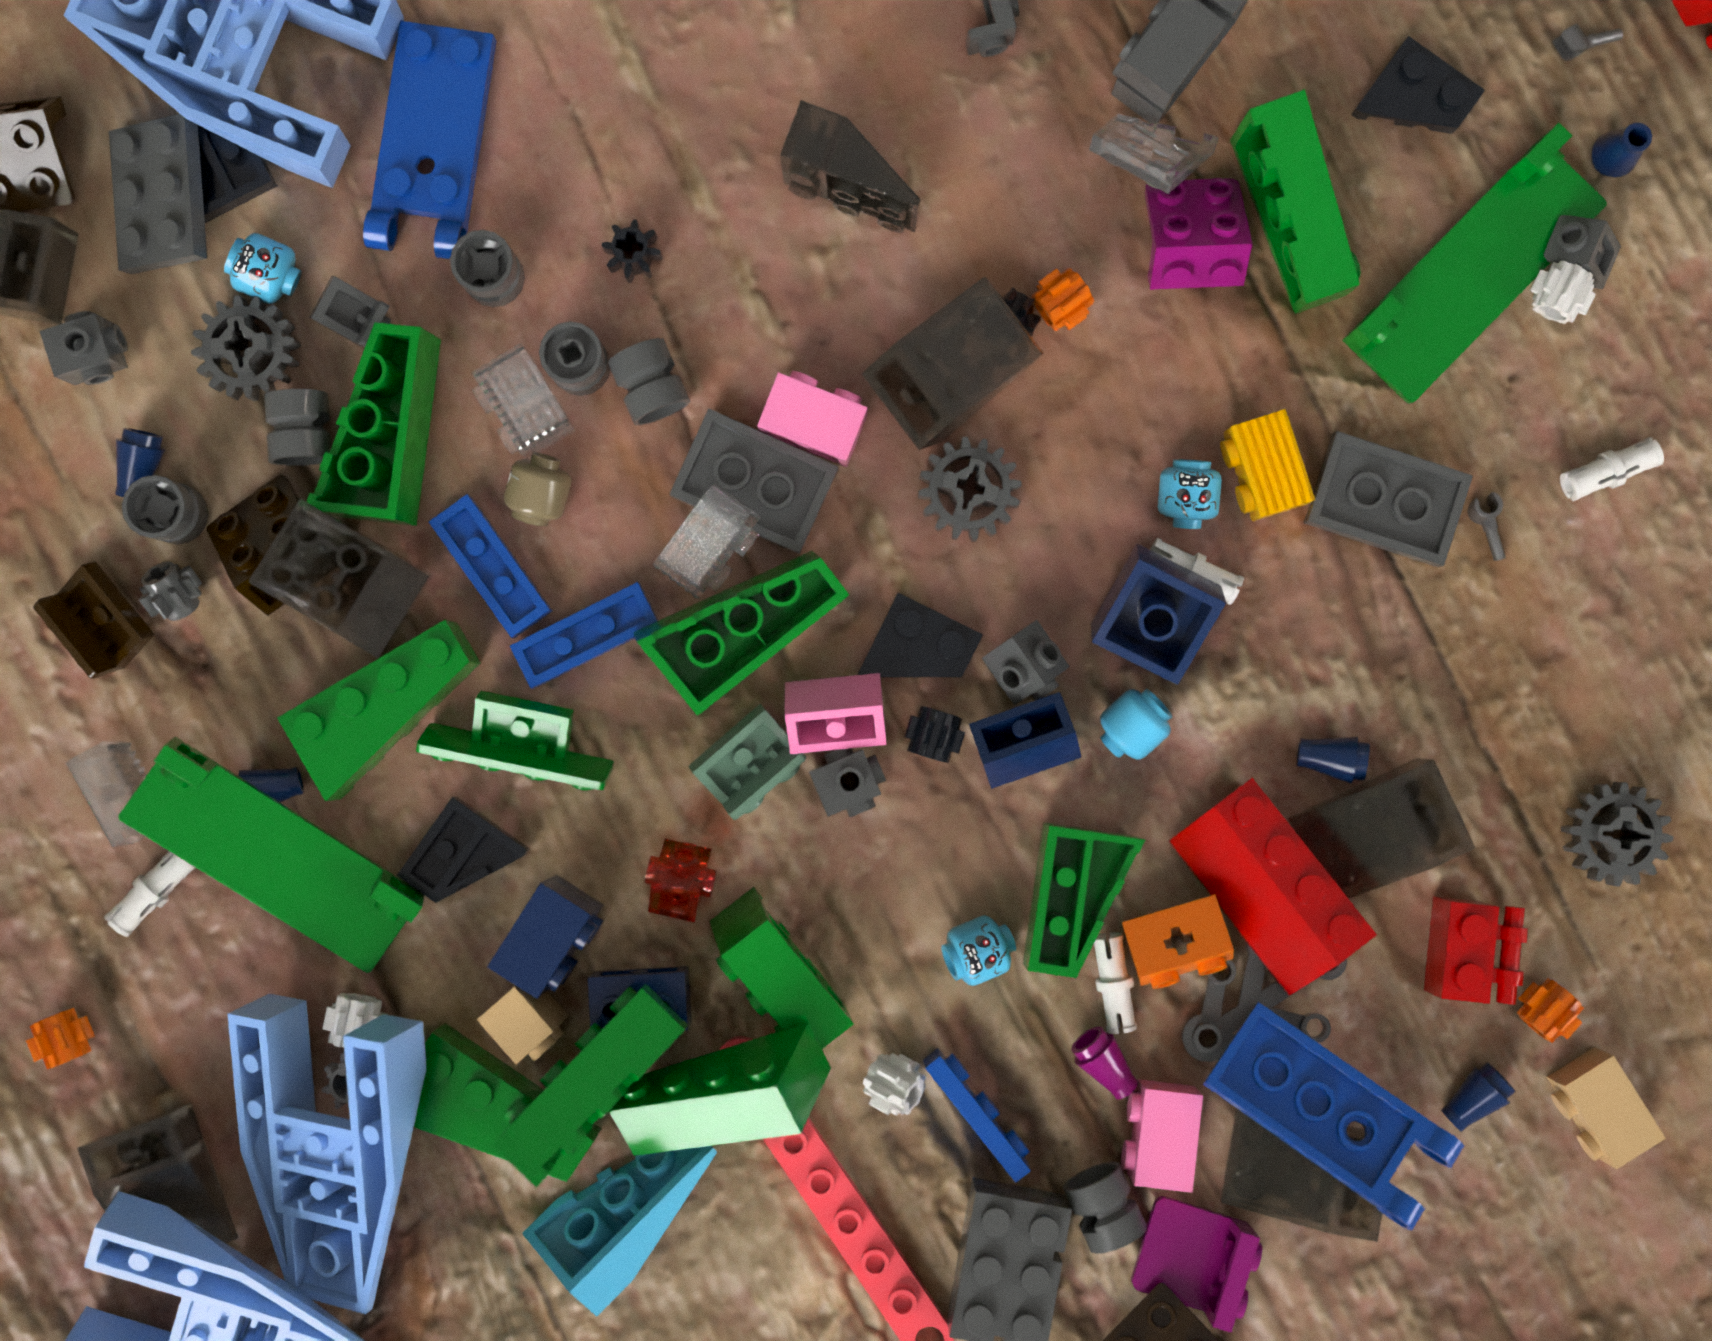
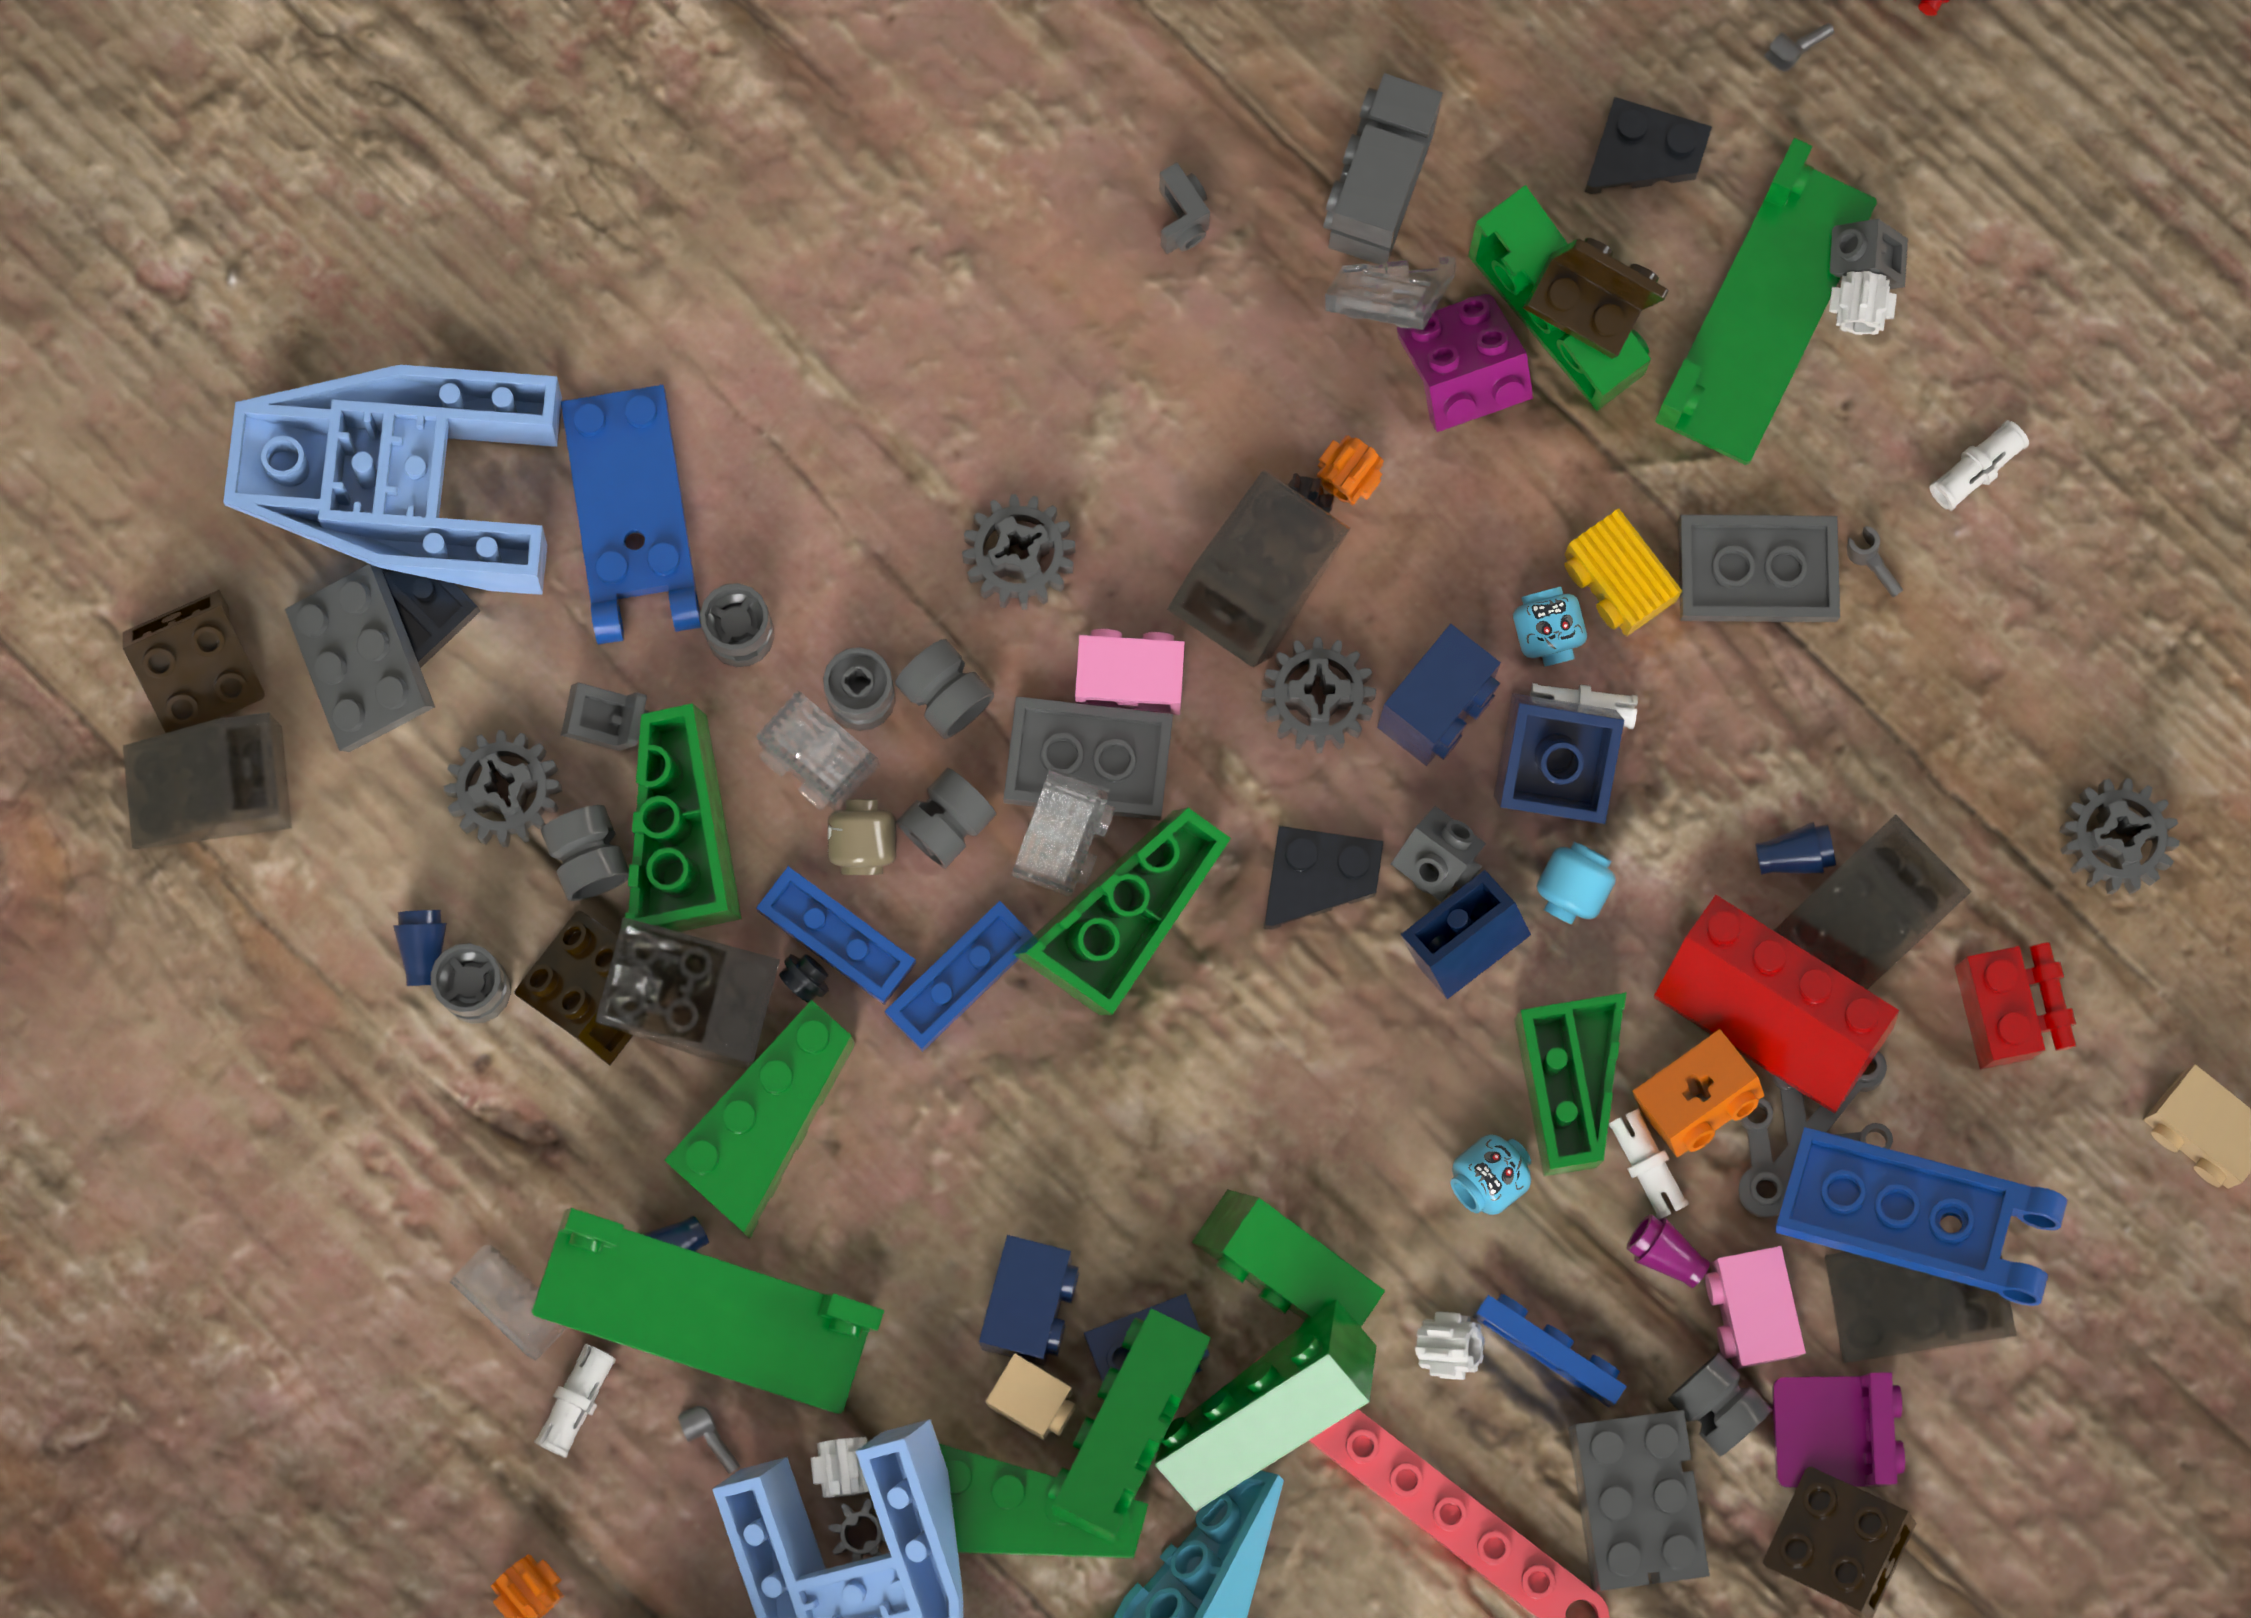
camera: 20 degrees left, 10 degrees down
(85, 349) = (317, 843): dark grey brick -> none
(94, 622) = (429, 1127): dark brown bracket -> none
(170, 591) = (501, 1068): dark grey gear -> none
(252, 941) = (698, 1423): none -> flat silver hand
(262, 268) = (495, 699): medium azure head -> none
(452, 594) = (804, 977): none -> black plate
(459, 852) = (899, 1250): black wing -> none
(519, 739) = (925, 1105): green bracket -> none
(614, 496) = (946, 818): none -> dark grey wheel
(641, 259) = (896, 558): black gear -> none
(679, 879) = (1148, 1199): clear red brick -> none
(734, 282) = (1000, 561): none -> dark grey gear
(747, 763) = (1179, 1053): sand green bracket -> none
(834, 713) = (1256, 970): bright pink brick -> none
(836, 162) = (1077, 405): clear smoke slope -> none
(837, 797) = (1285, 1056): dark grey brick -> none
(934, 734) = (1367, 960): black gear -> none
(1073, 523) = (1439, 694): none -> dark blue brick
(1332, 209) = (1593, 294): none -> dark brown bracket
(1478, 1097) = (2076, 1158): dark blue cone -> none
(1550, 1010) = (2116, 1042): orange gear -> none
(1620, 150) = (1870, 144): dark blue cone -> none

